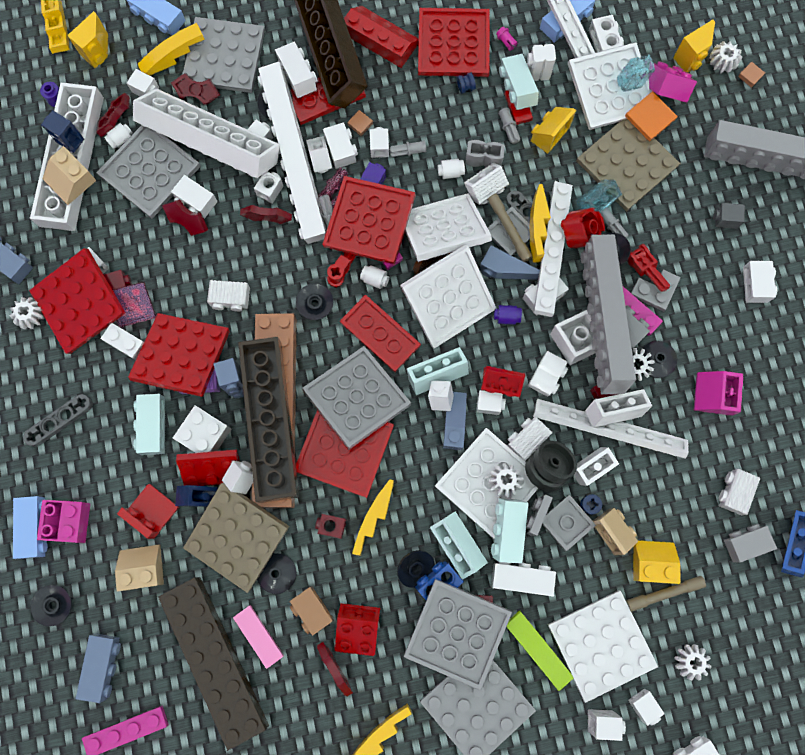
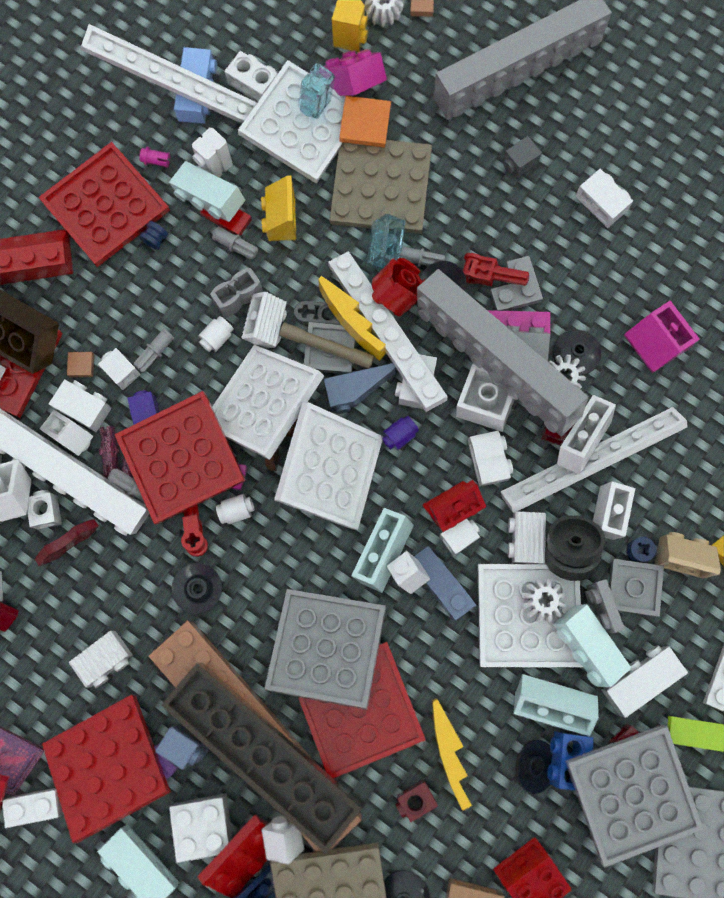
camera: 40 degrees left, 0 degrees up
(380, 333) = (291, 562): red plate -> none

